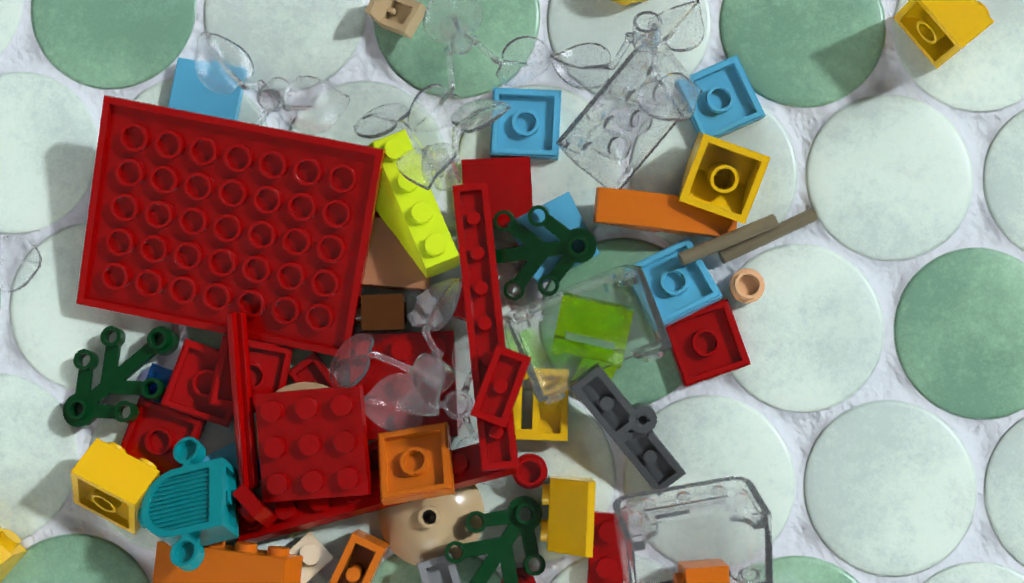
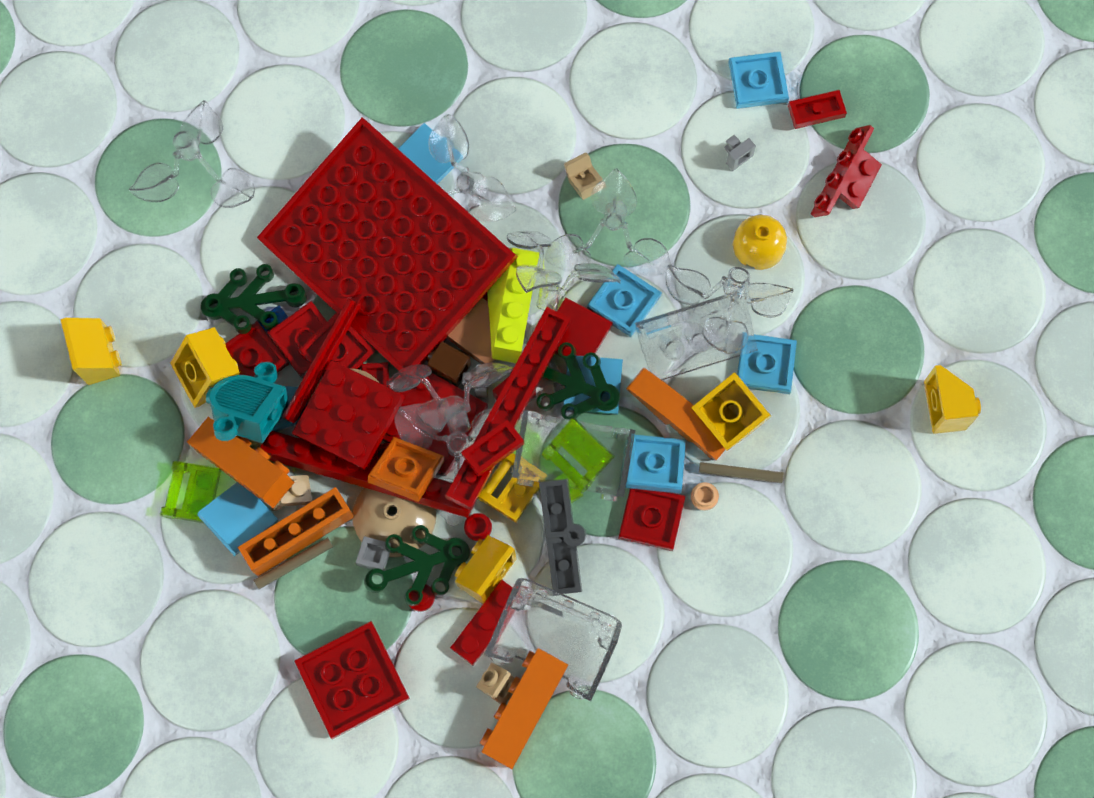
camera: 30 degrees right, 10 degrees down
(252, 507) = (283, 431): red plate -> none
(727, 240) = (710, 456): dark tan bar -> none

